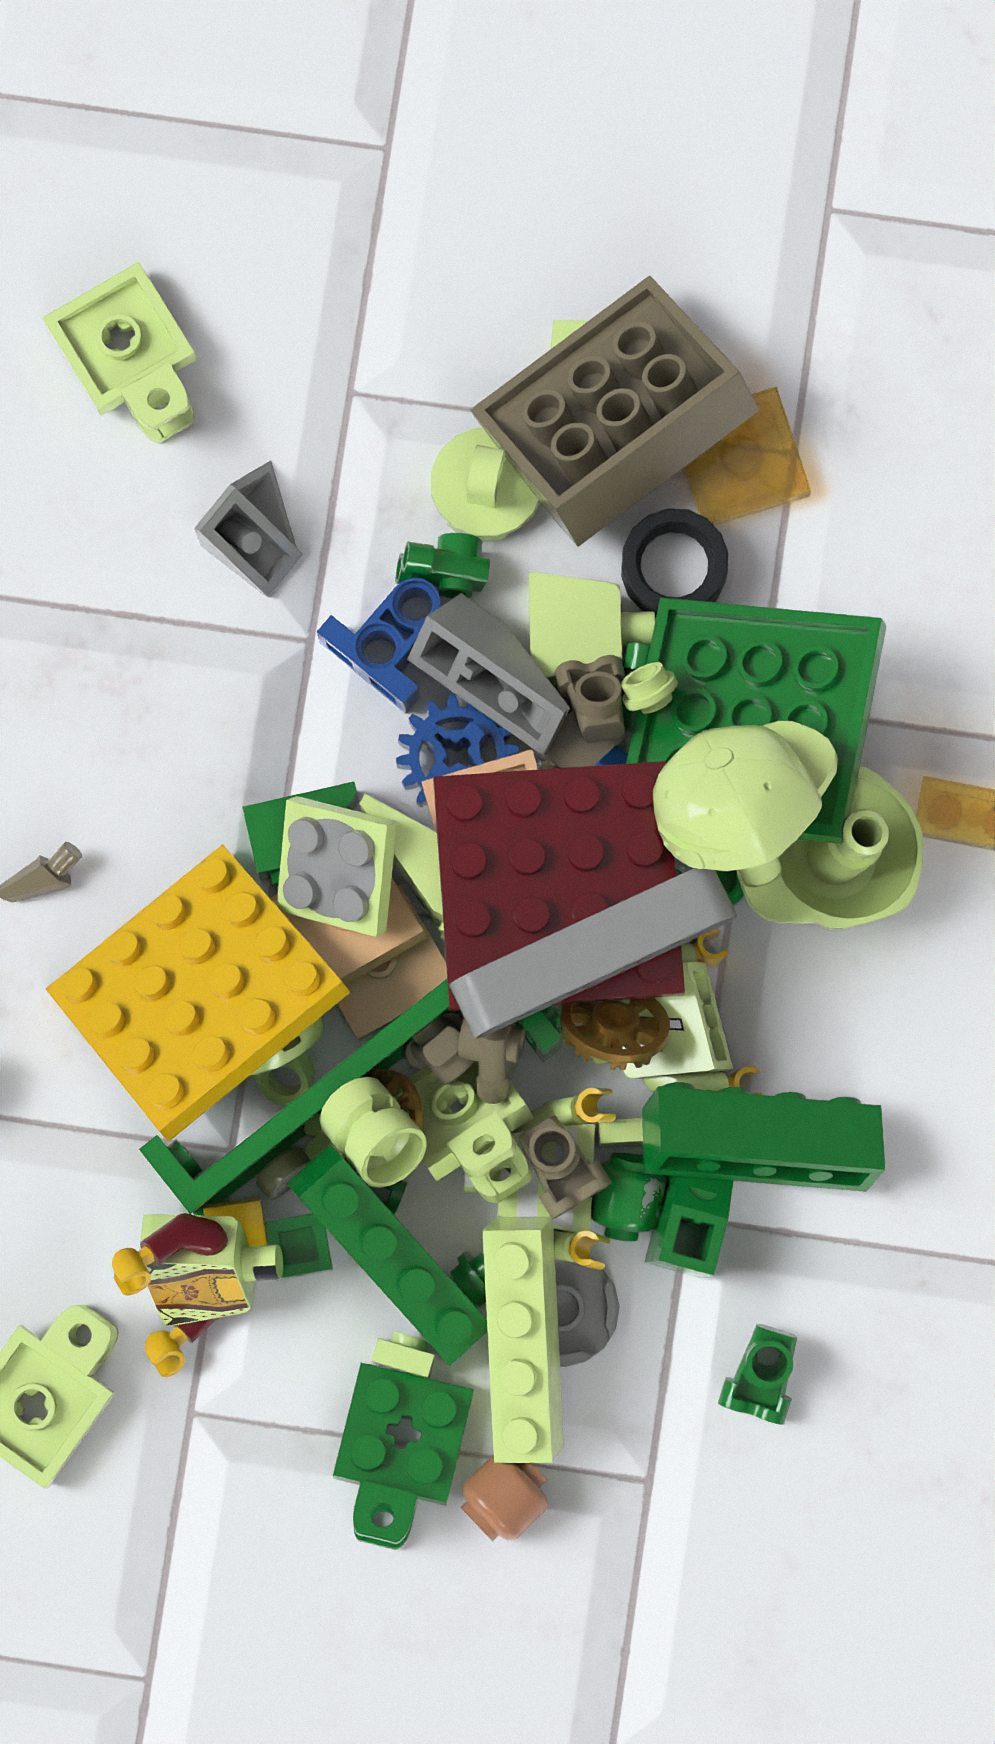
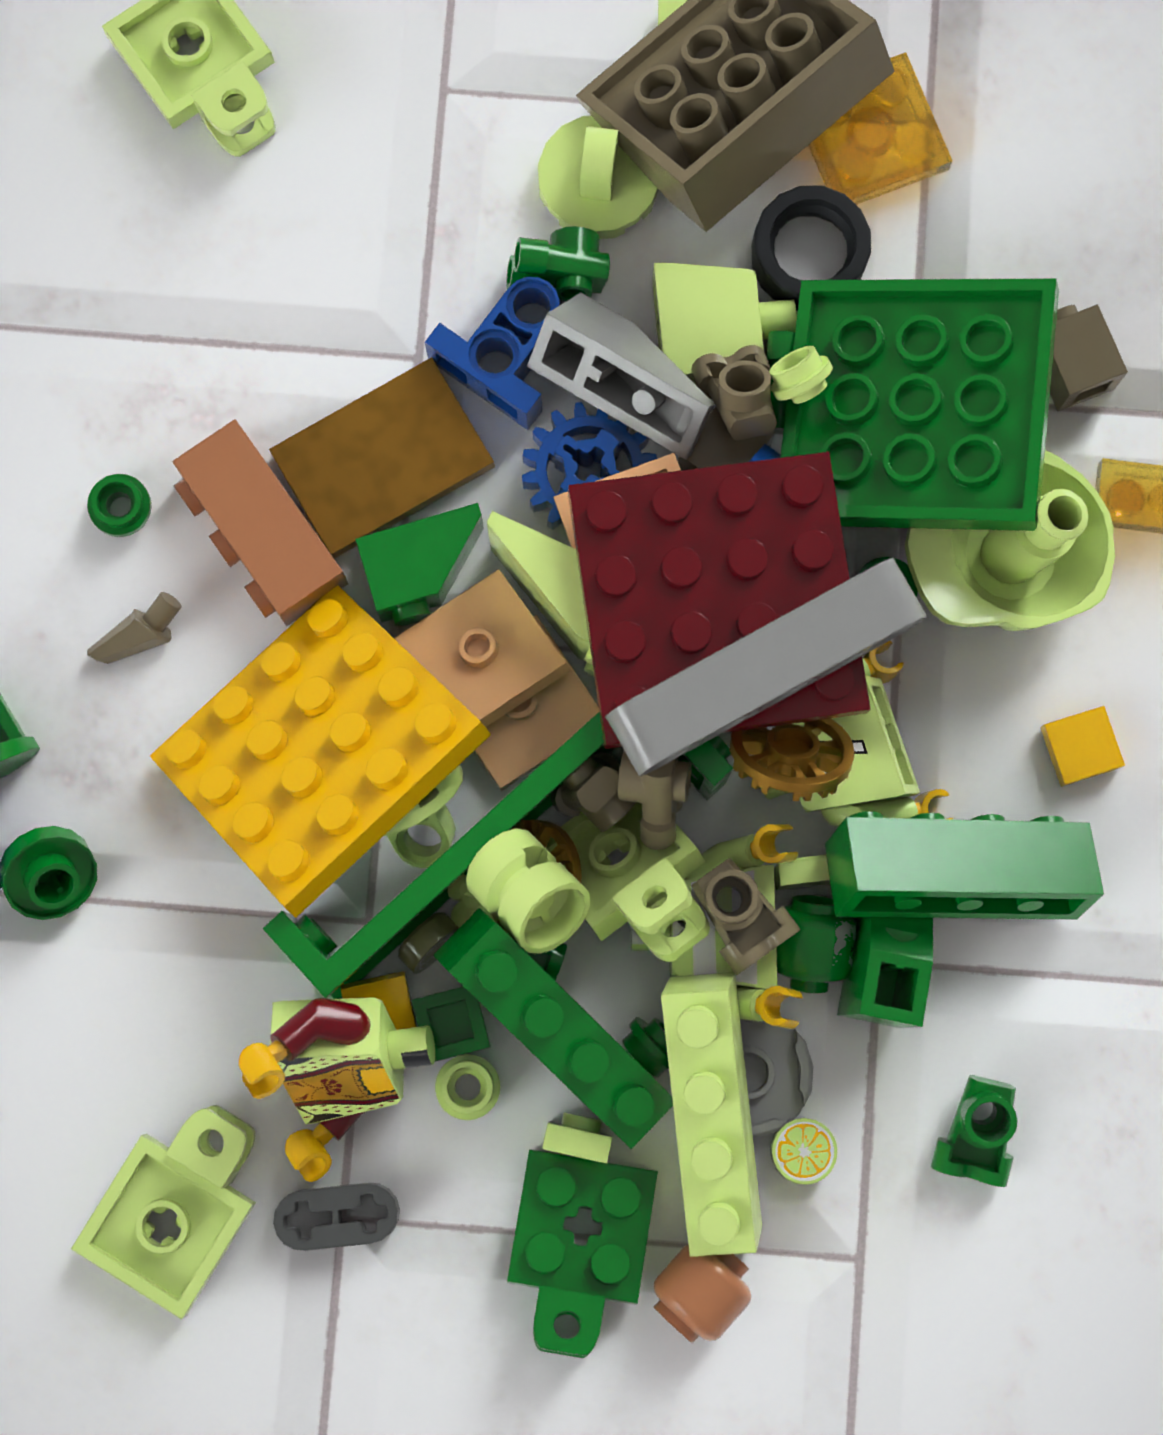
camera: 10 degrees left, 0 degrees up
(19, 747) = (110, 489): none -> green plate
(155, 786) = (257, 523): none -> nougat brick
(186, 1395) = (336, 1233): none -> dark grey beam
(251, 530) = (343, 241): light grey slope -> none
(271, 731) = (382, 457): none -> pearl gold tile
(291, 1303) = (446, 1087): none -> yellowish green plate
(336, 866) = (465, 594): piece -> none
(605, 1381) = (804, 1151): none -> tile
(743, 796) = (923, 482): yellowish green piece -> none
(885, 1036) = (1082, 746): none -> yellow tile
(910, 680) = (1083, 357): none -> dark tan brick

